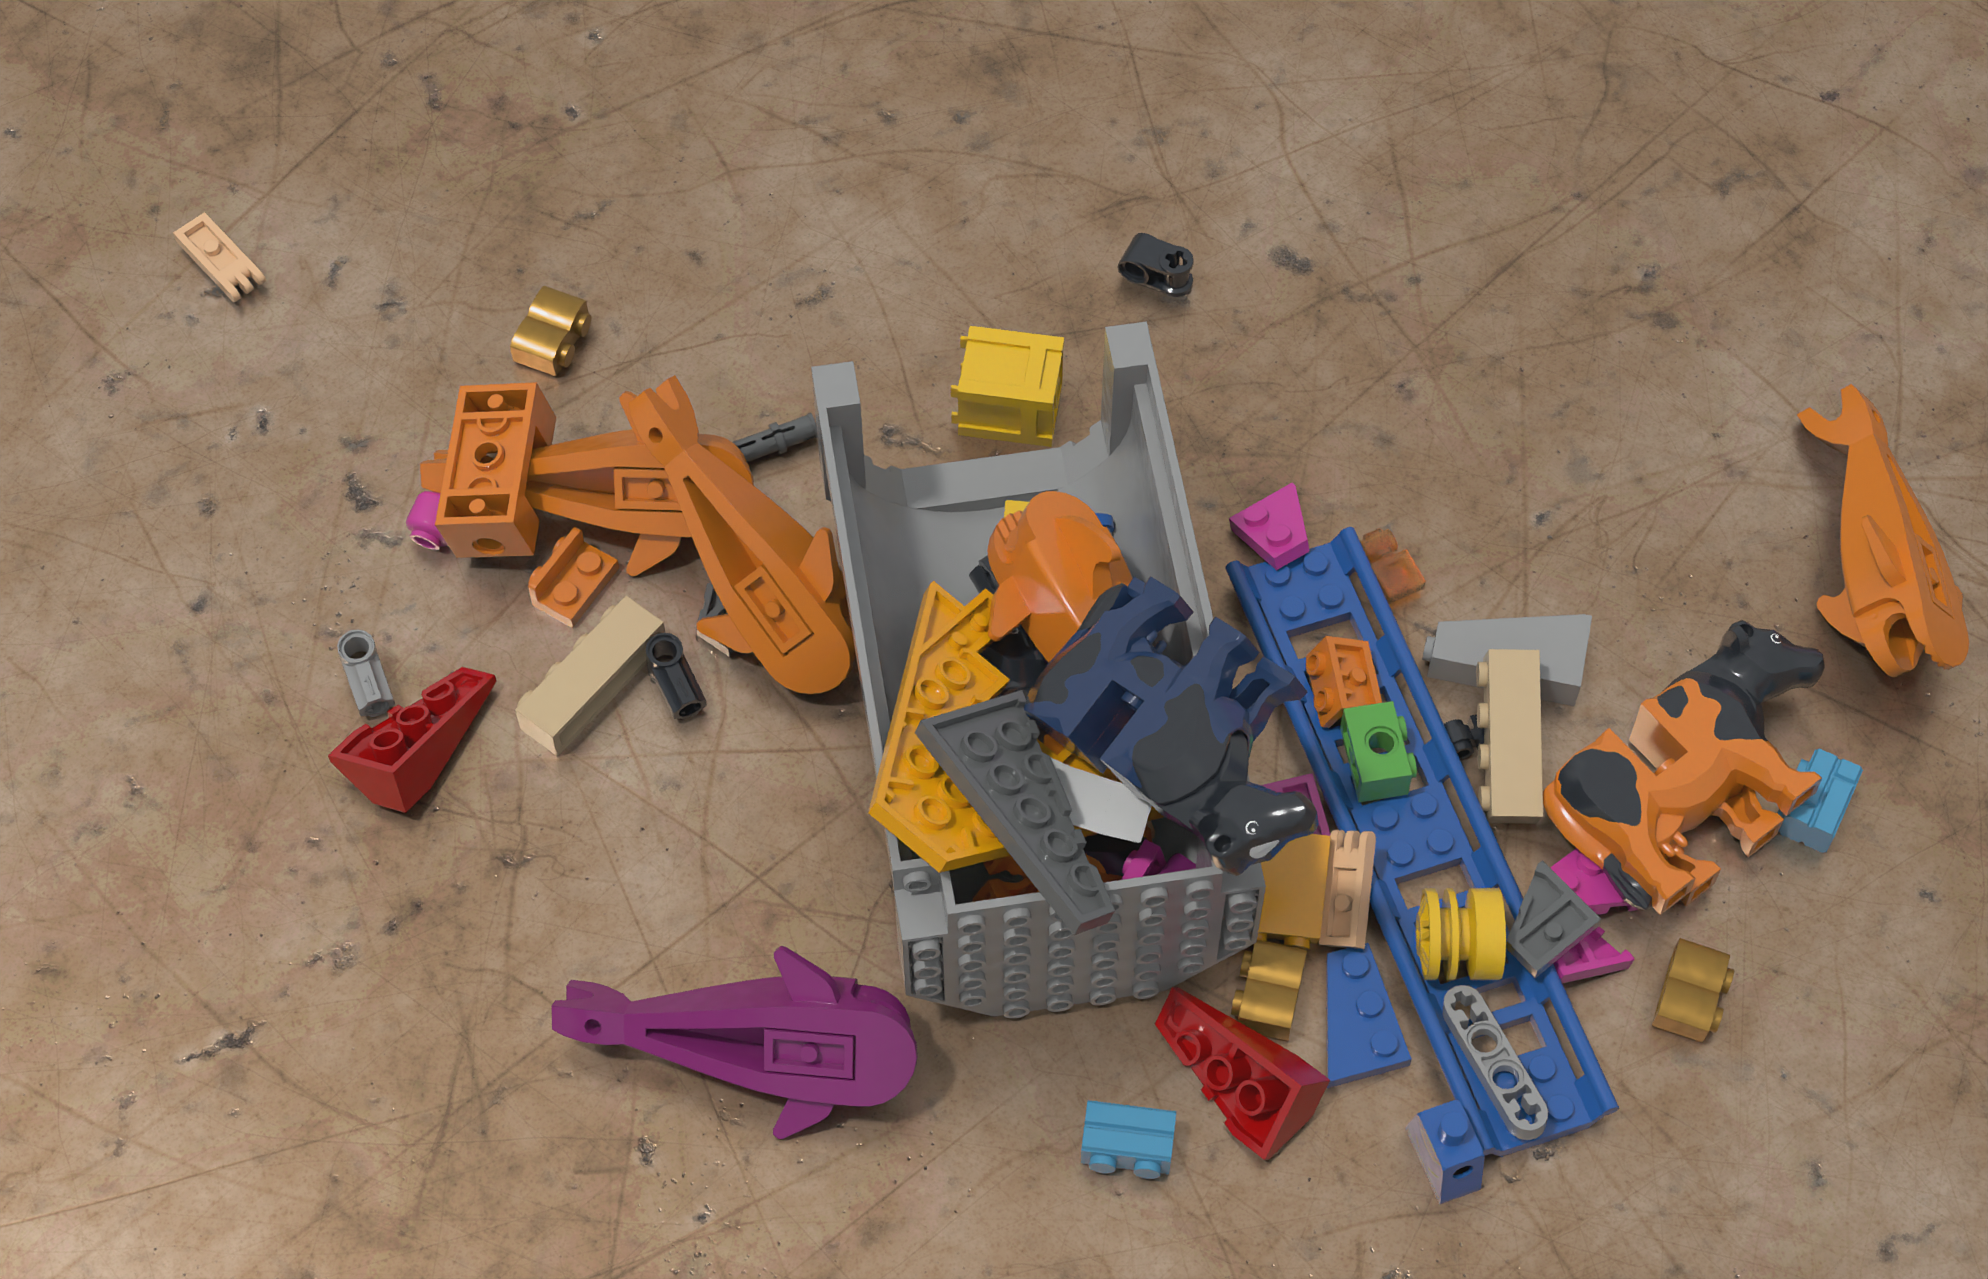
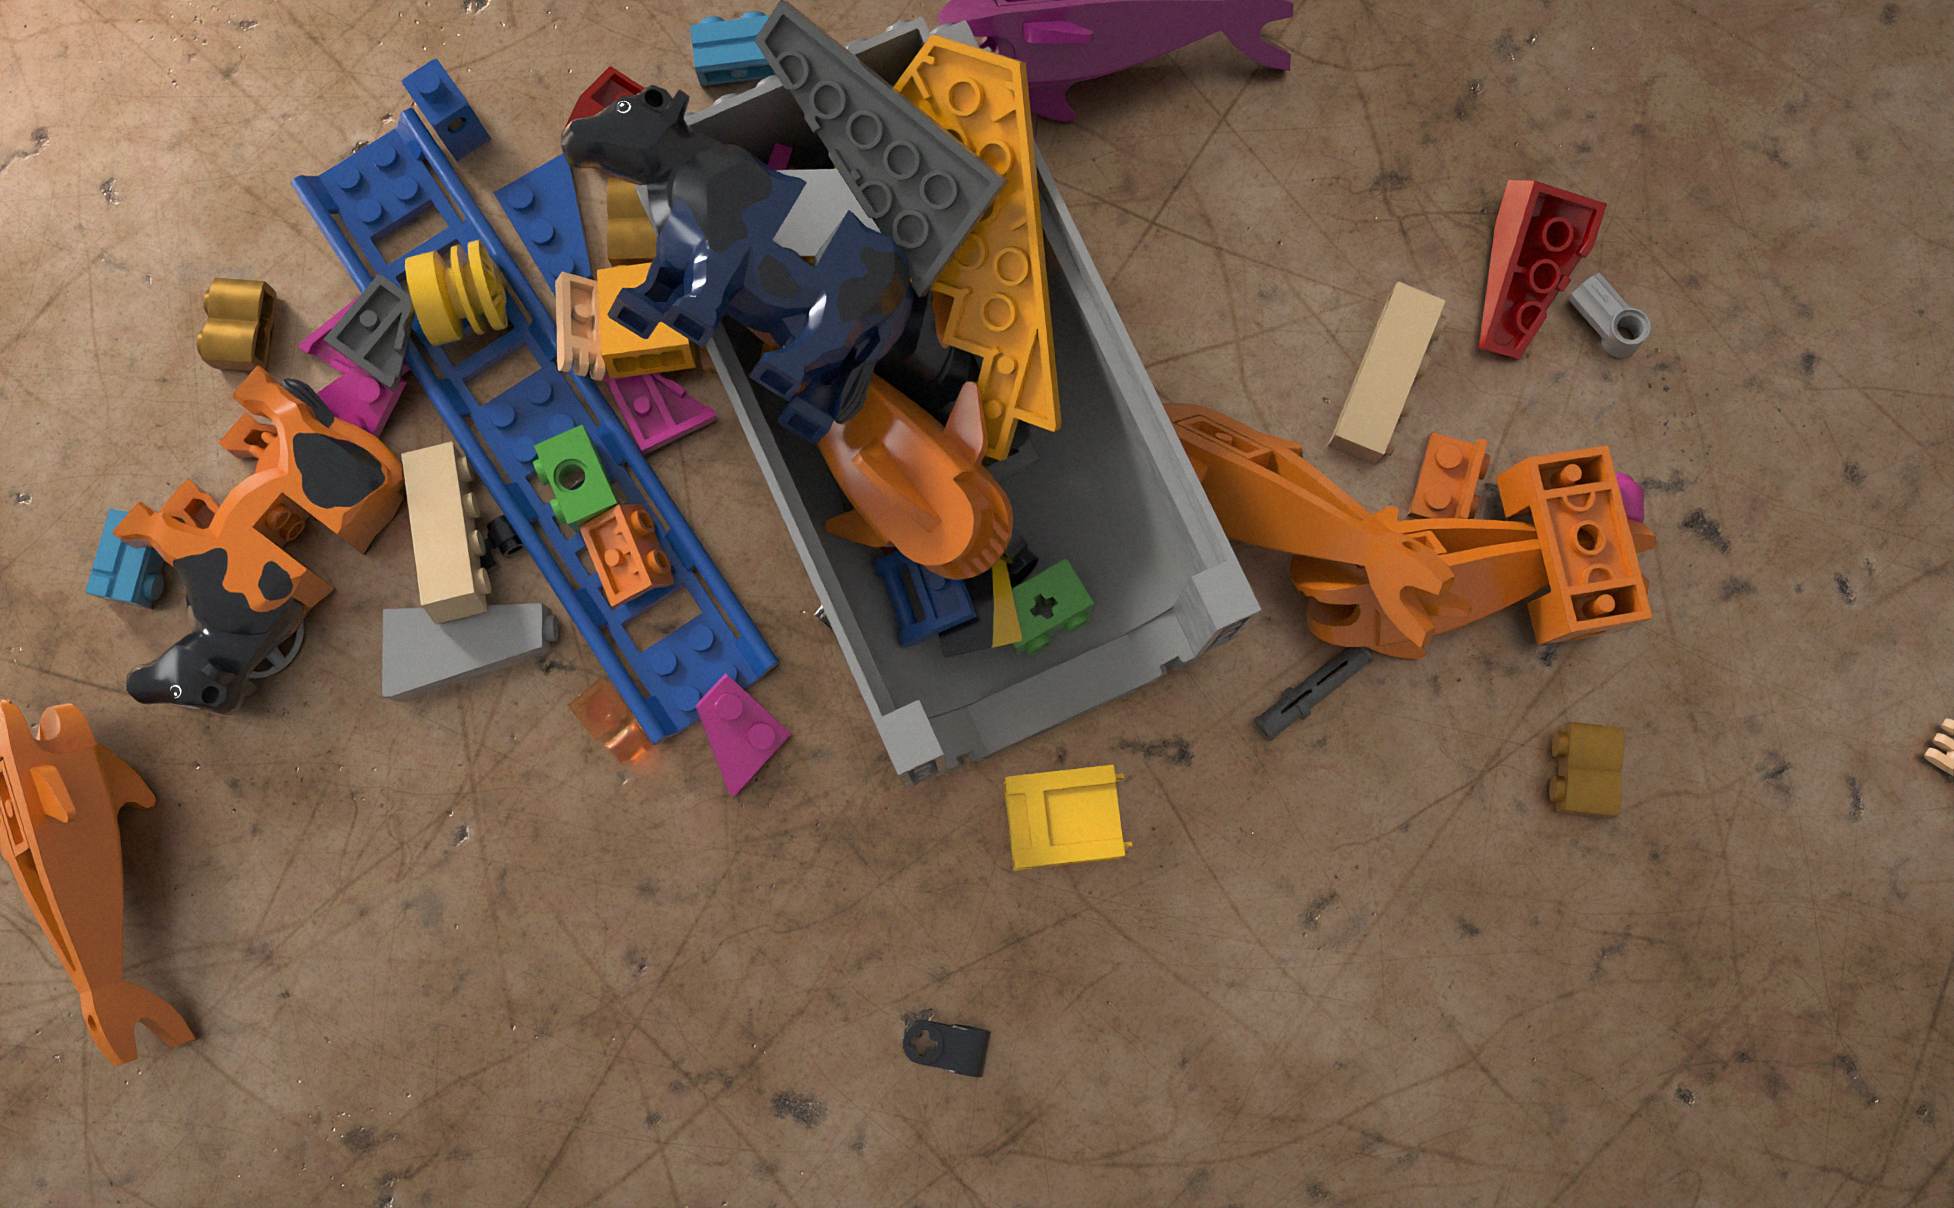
camera: 165 degrees right, 20 degrees up
(674, 677) = (1301, 390): black piece -> none
(957, 534) = (1054, 586): none -> bright green brick
(1489, 1063) = (412, 193): light grey beam -> none

